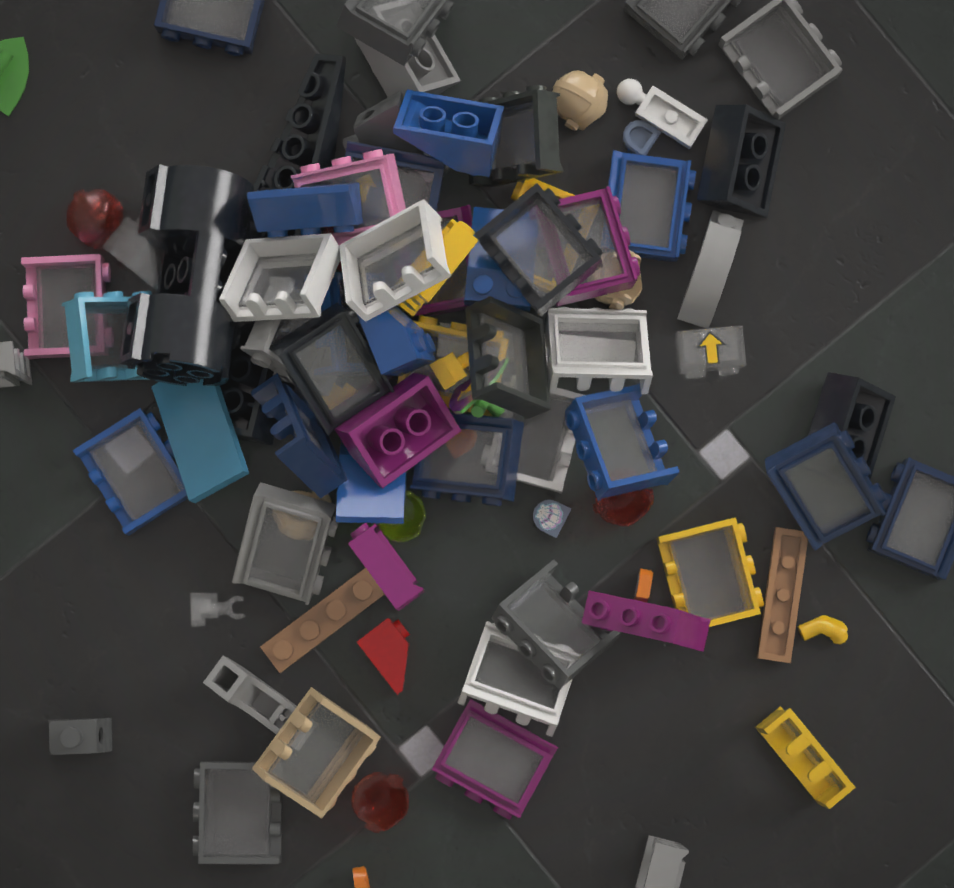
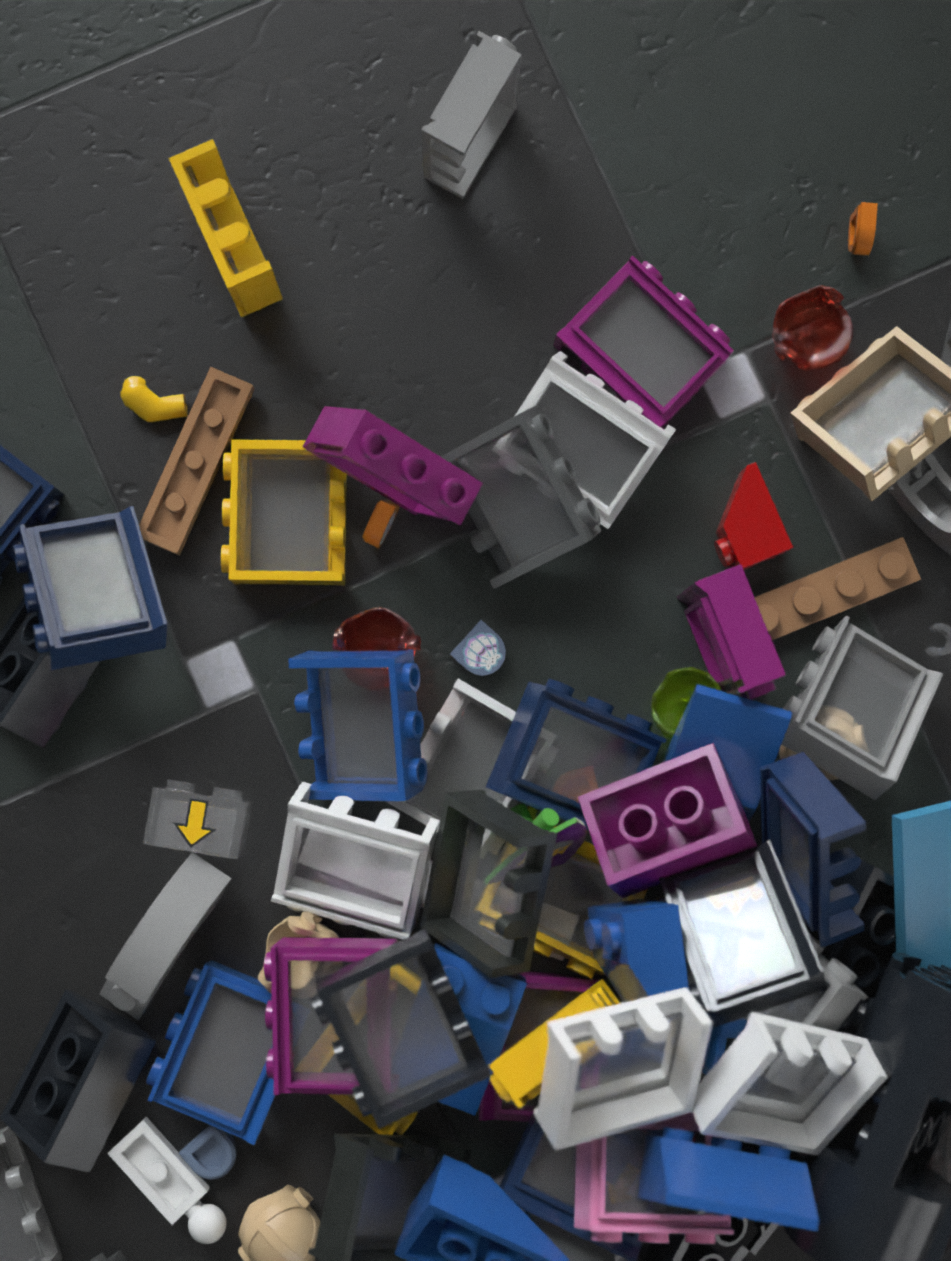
camera: 170 degrees left, 0 degrees up
(450, 369) = (570, 889): yellow piece -> none

